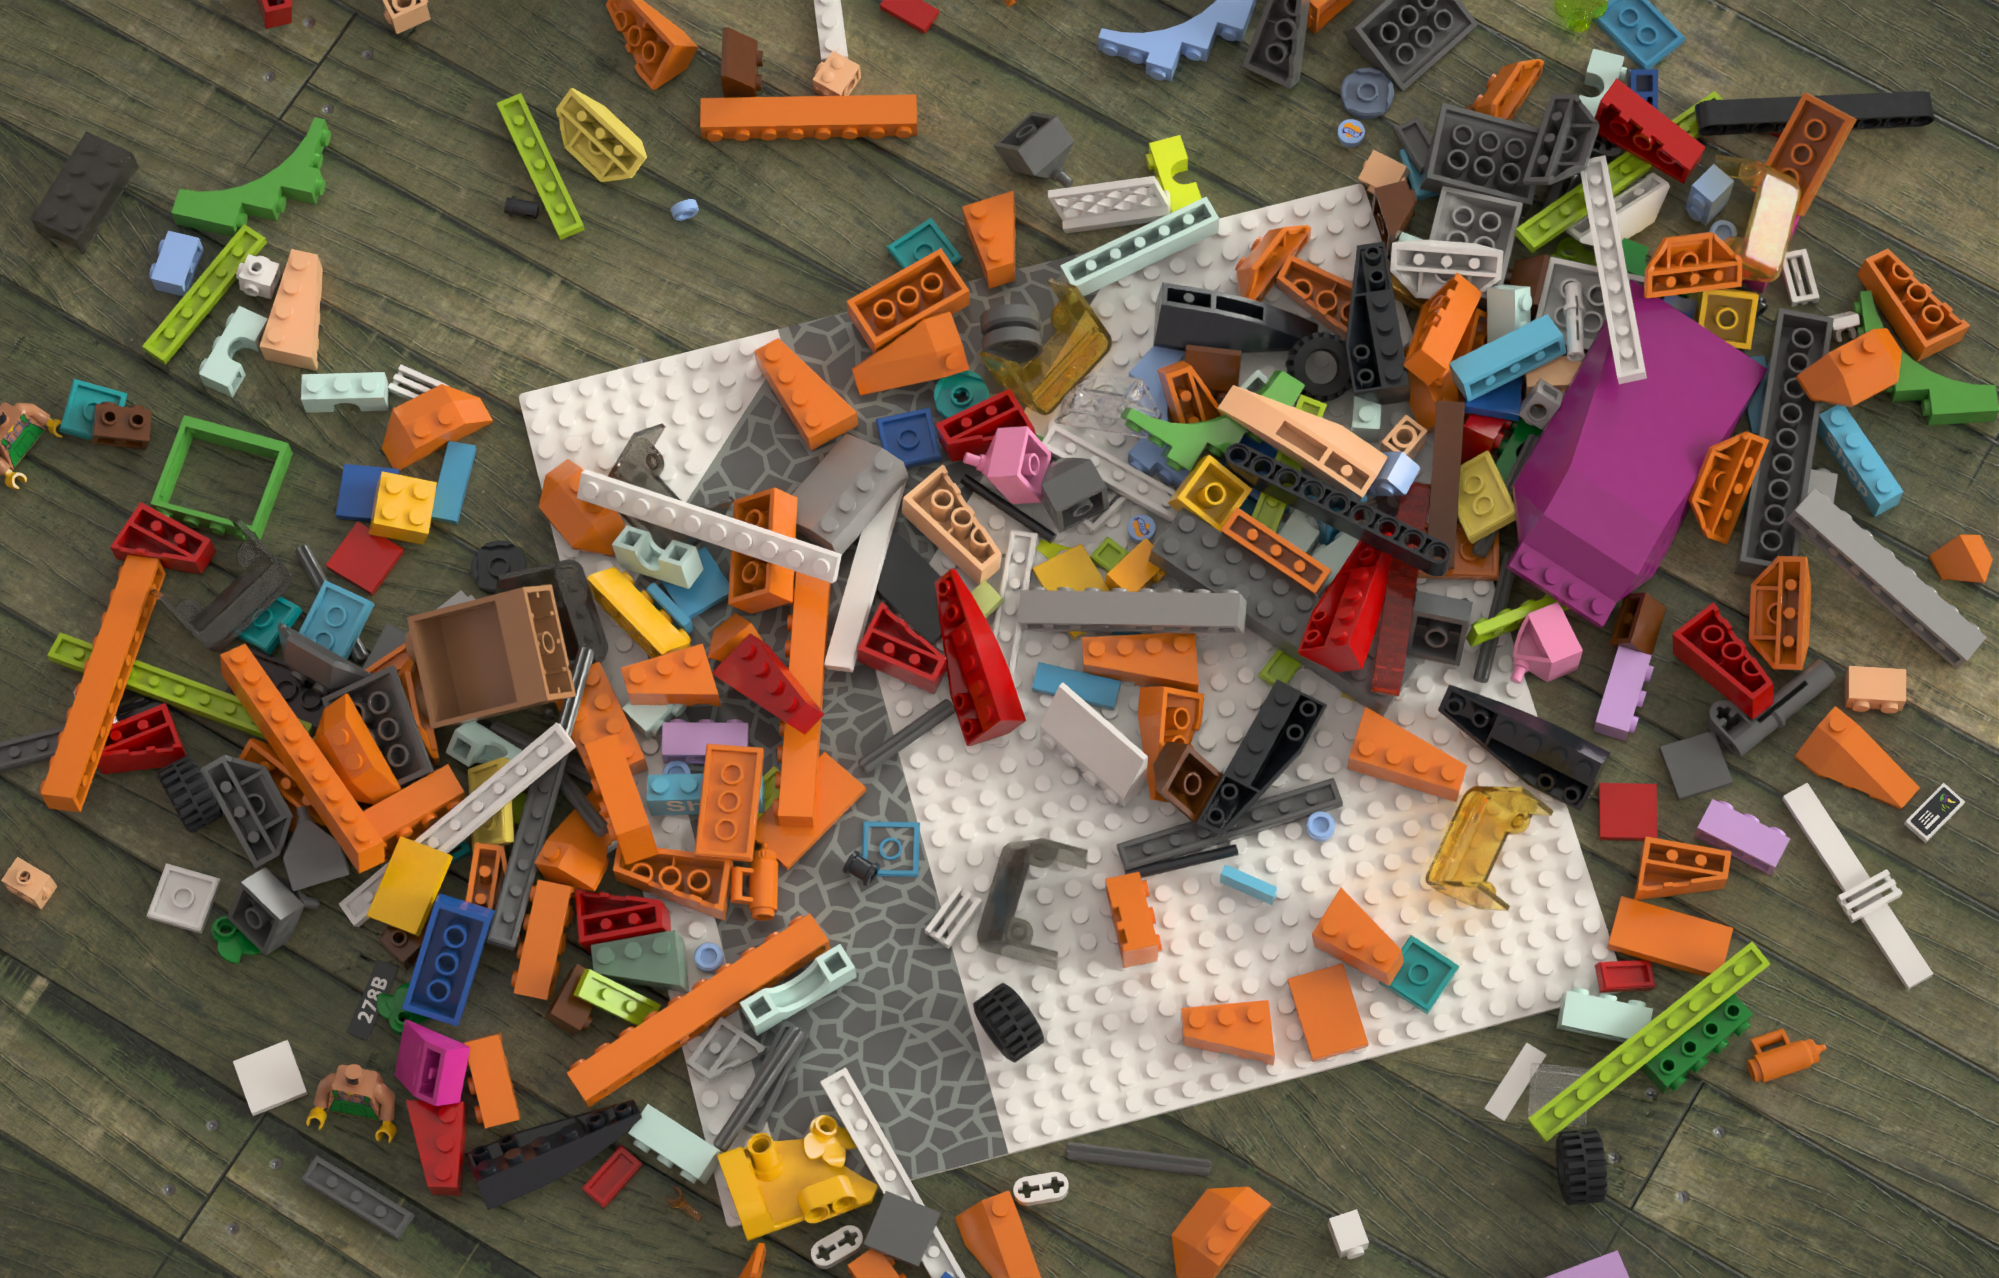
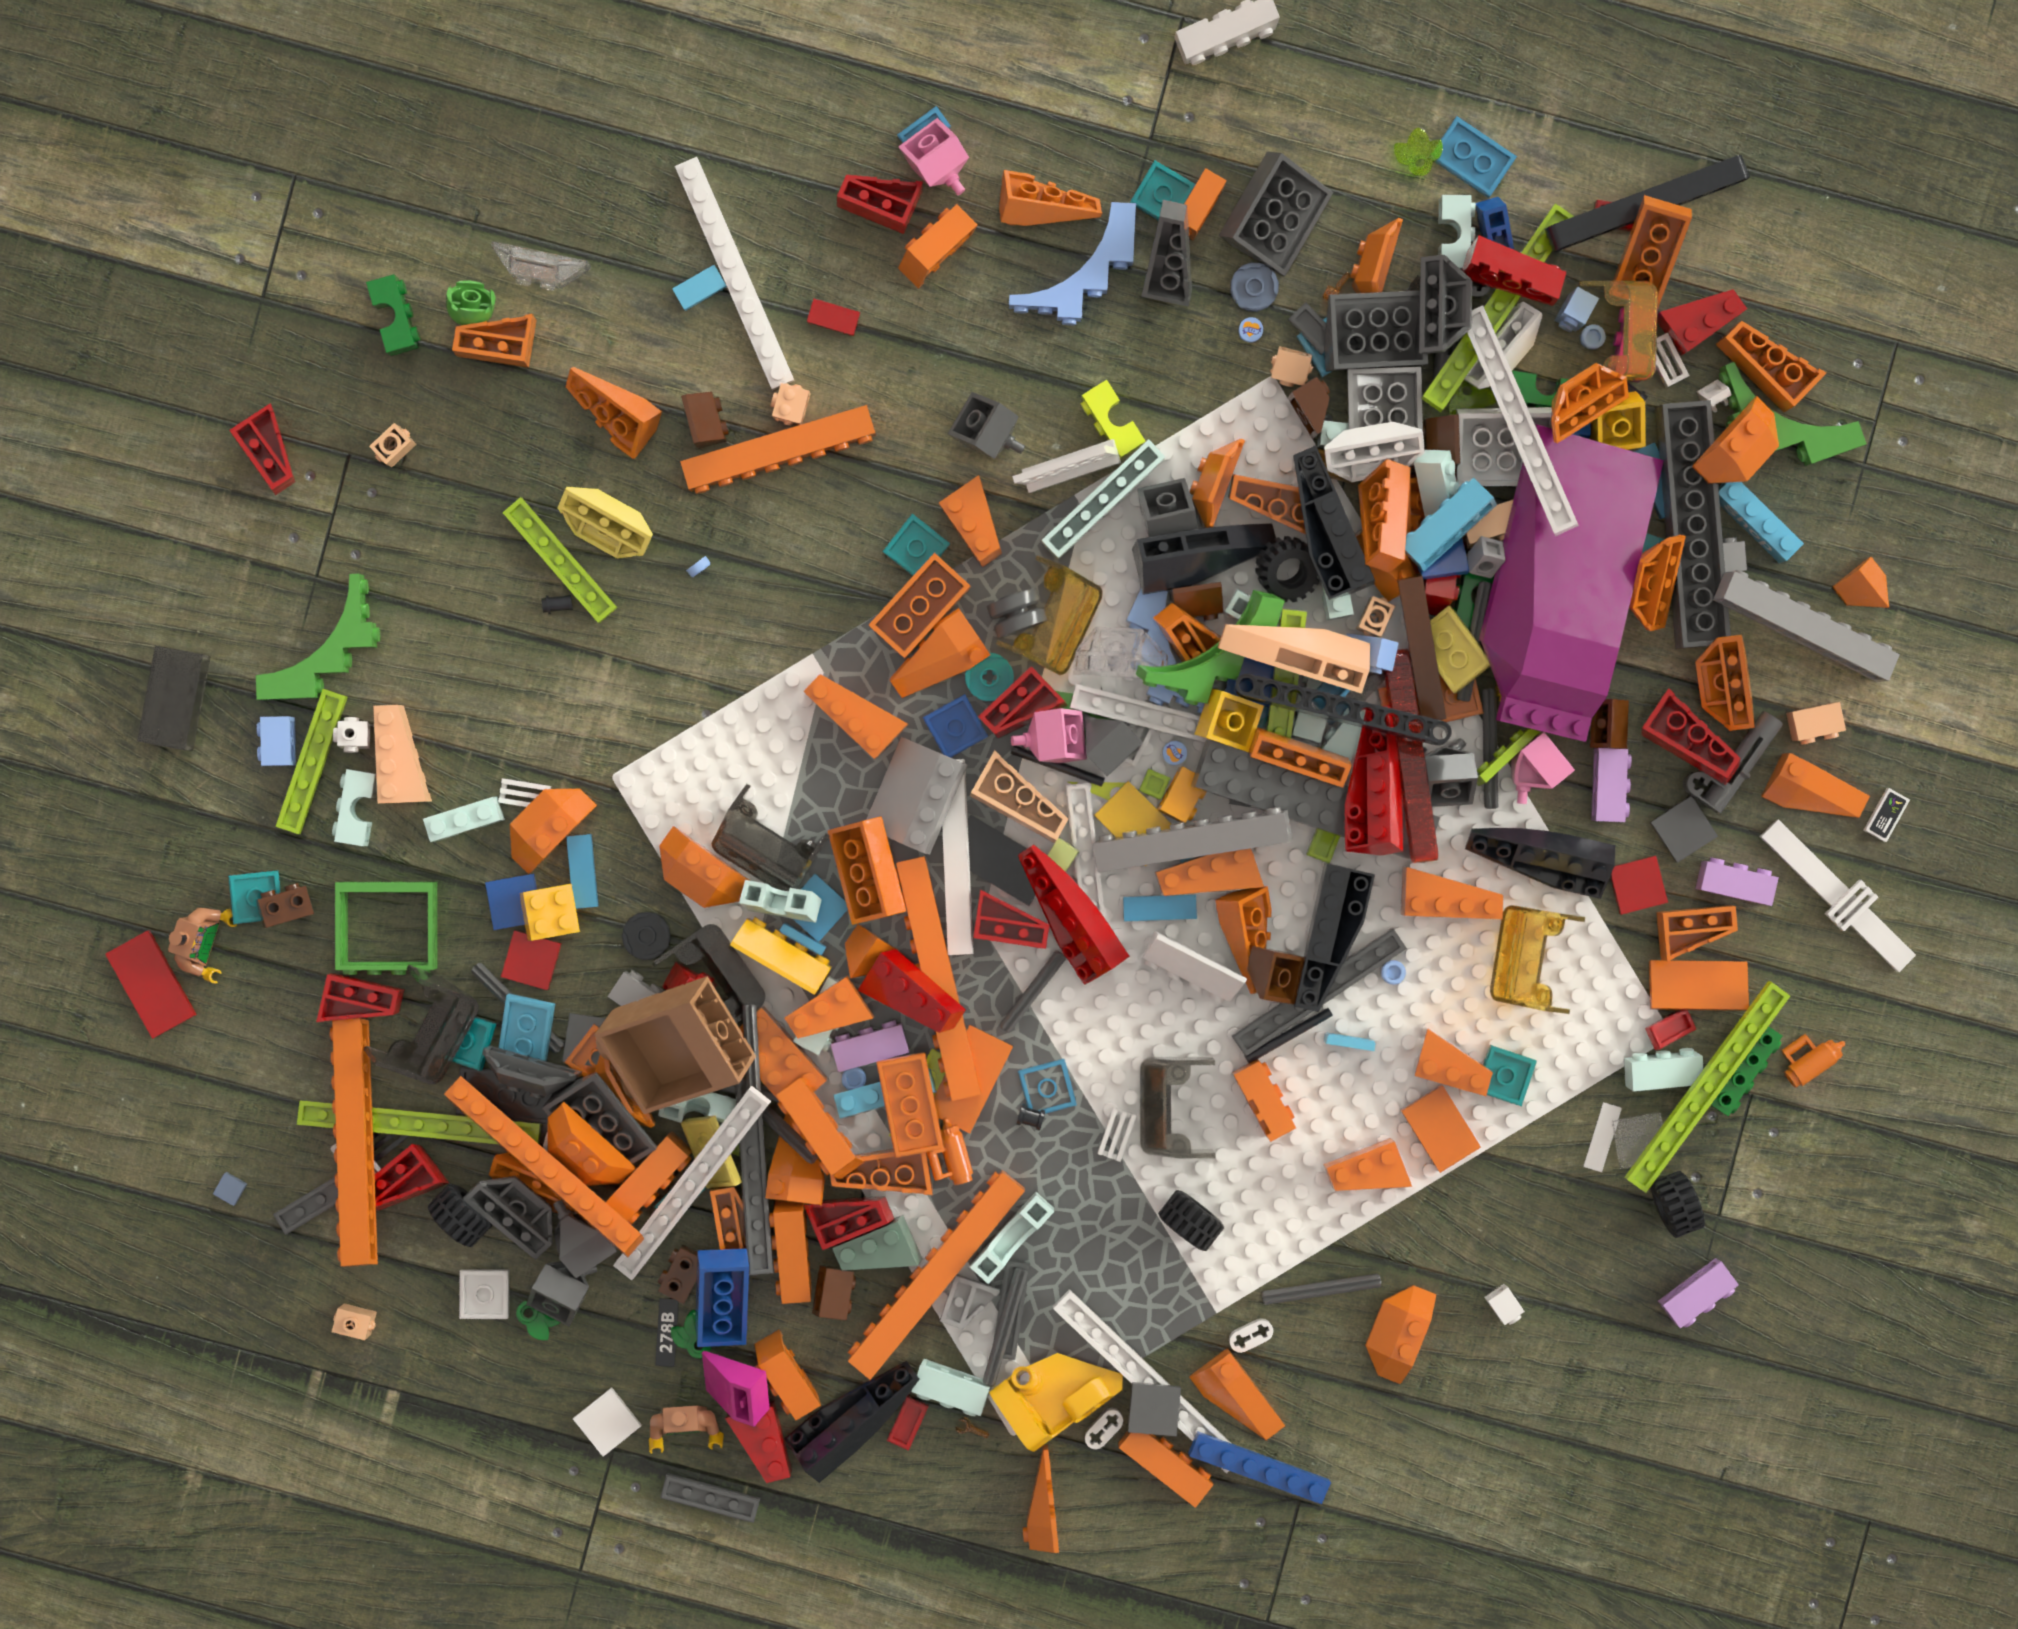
camera: 20 degrees left, 20 degrees up
(409, 886) = (669, 1245): yellow tile -> none
(614, 998) = (867, 1286): lime plate -> none
(708, 957) = (929, 1225): light blue tile -> none
(709, 526) = (818, 873): white plate -> none
(828, 1144) = (1075, 1355): yellow plate -> none
(1207, 268) = (1167, 508): none -> dark grey piece
(1574, 313) = (1492, 462): white pin -> none
(1843, 242) = (1699, 319): none -> red wedge

